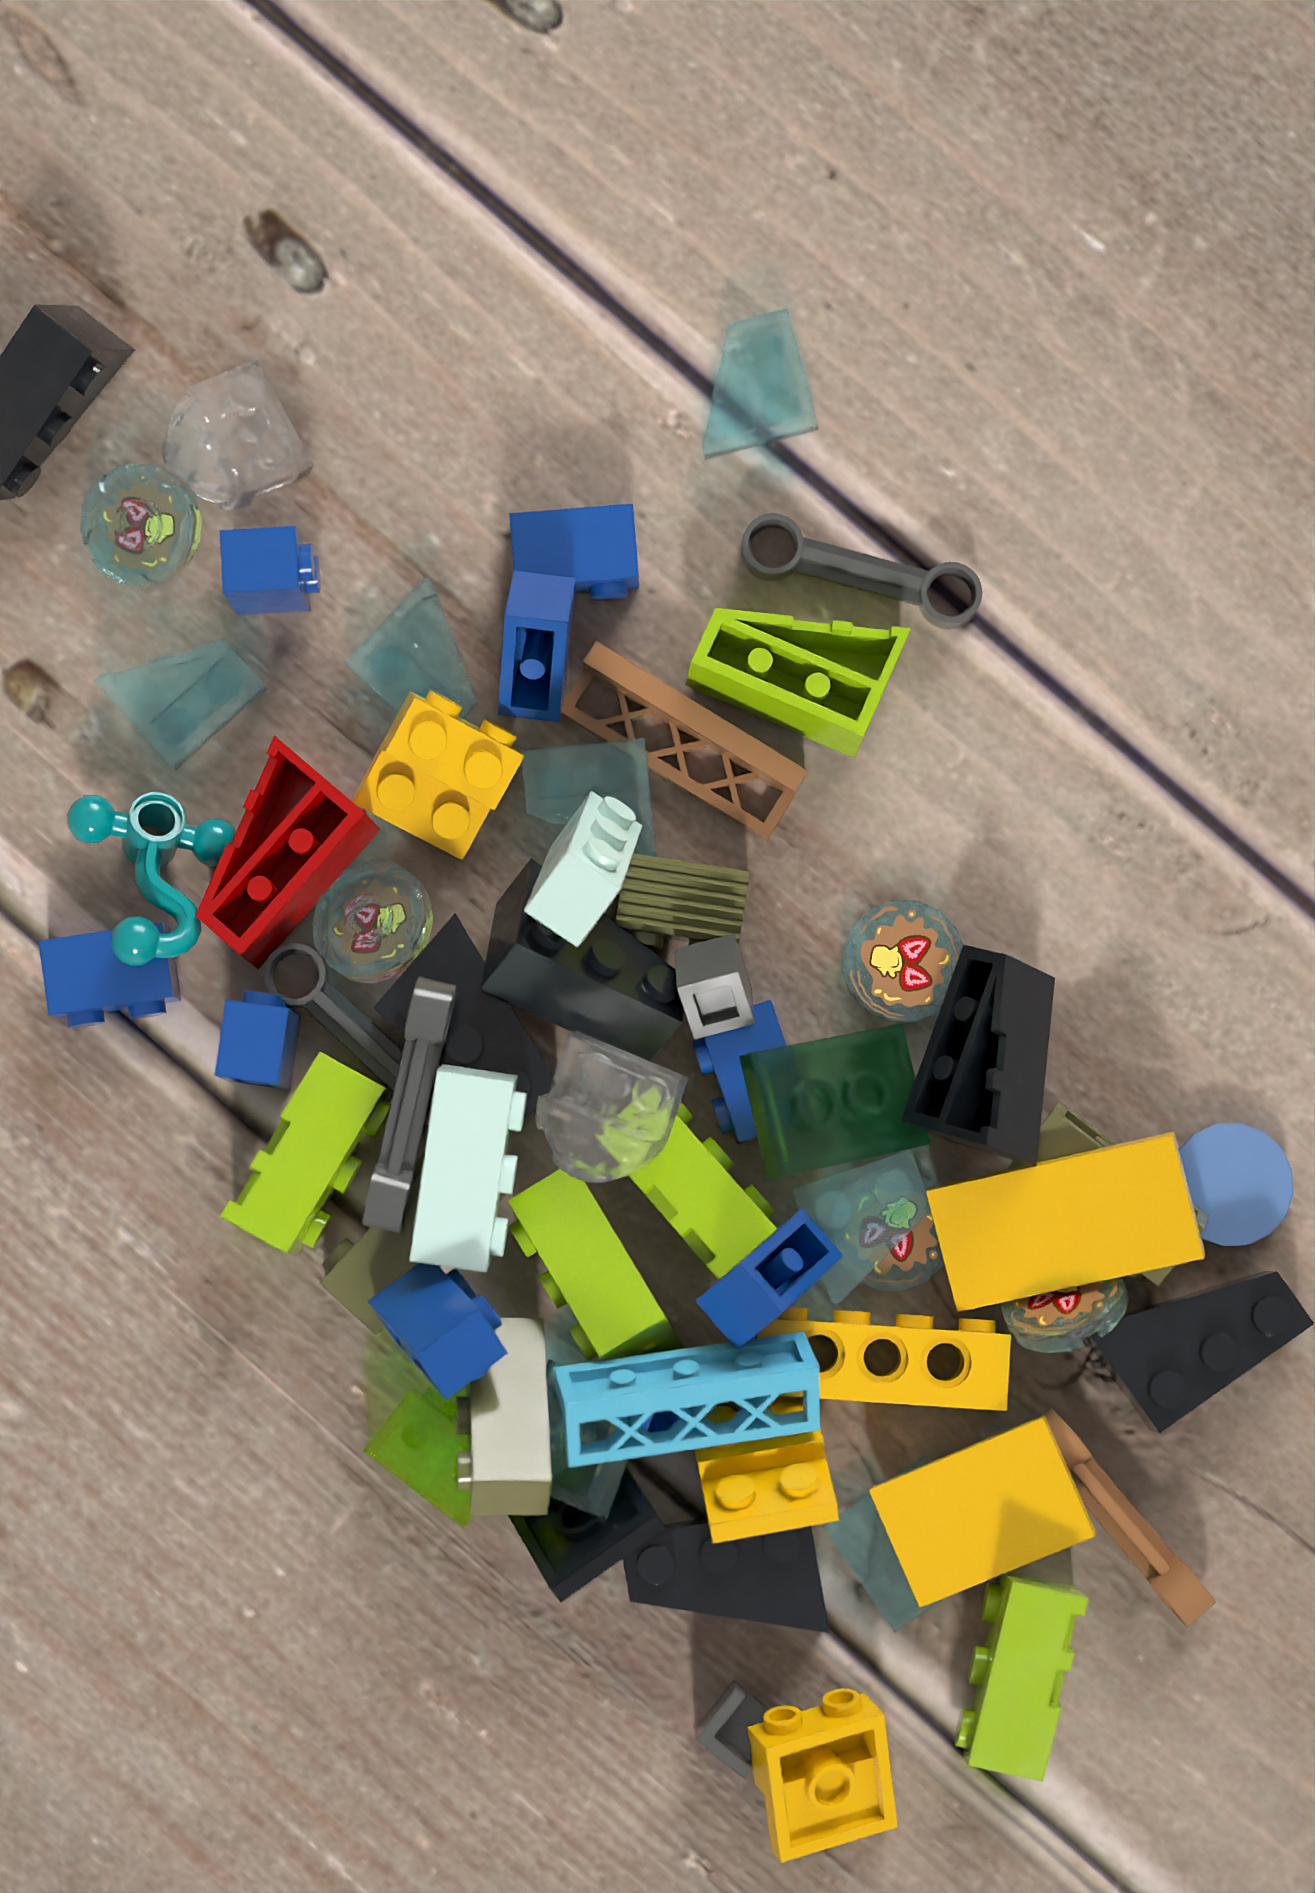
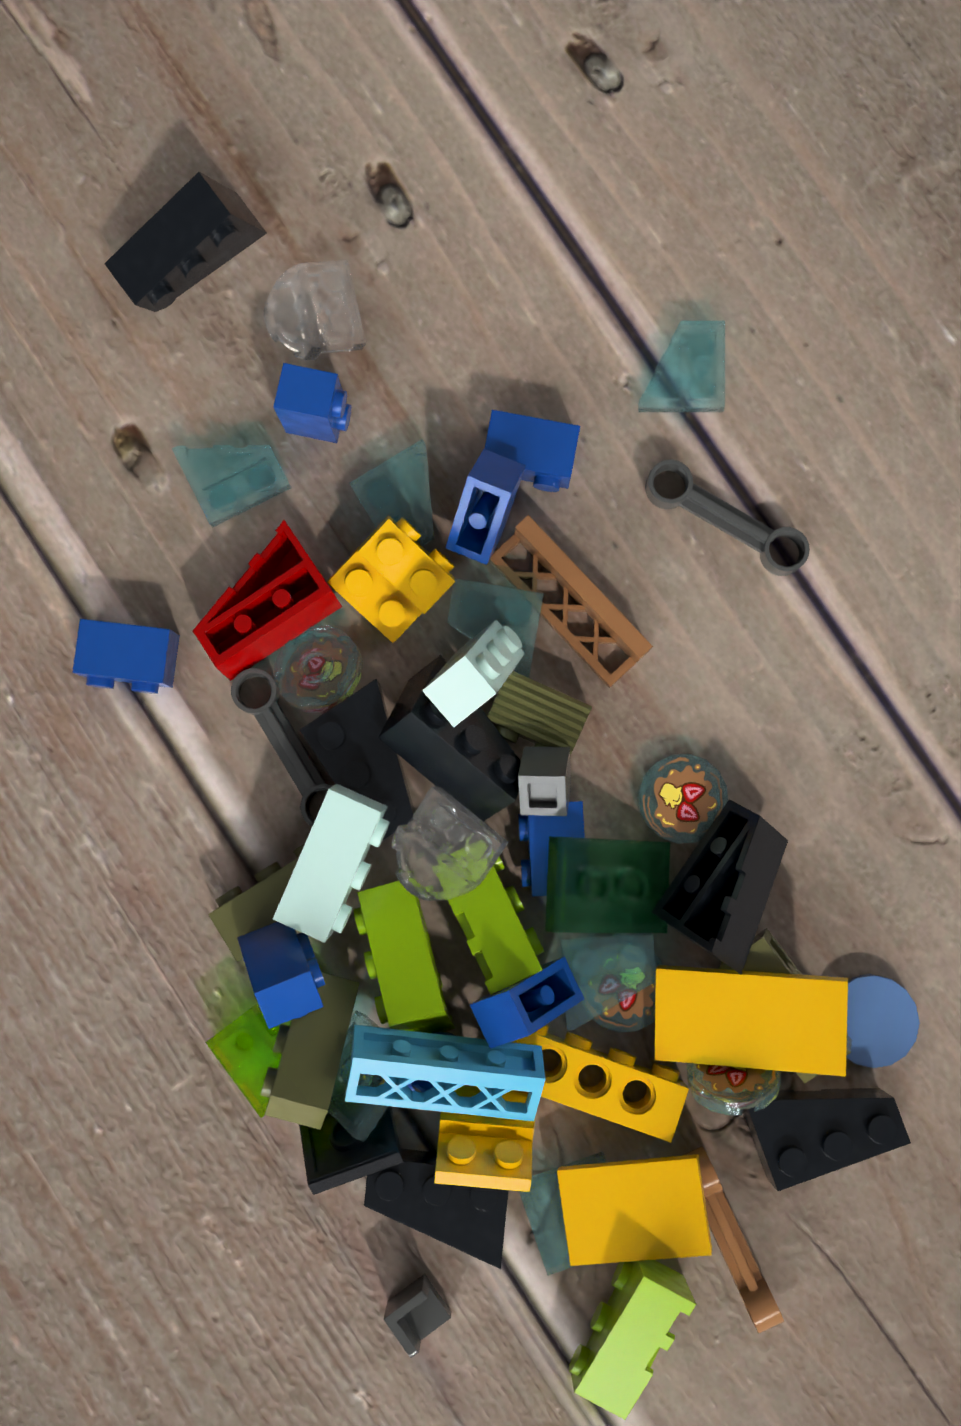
camera: 20 degrees right, 0 degrees up
(137, 938) = (144, 545): teal piece -> none
(141, 524) = (235, 350): clear light blue tile -> none
(258, 1041) = (212, 731): blue brick -> none
(309, 1156) = (226, 823): lime wedge -> none
(395, 1170) = (281, 851): dark grey piece -> none
(798, 673) = (664, 576): lime wedge -> none
(823, 1773) = (469, 1365): yellow plate -> none

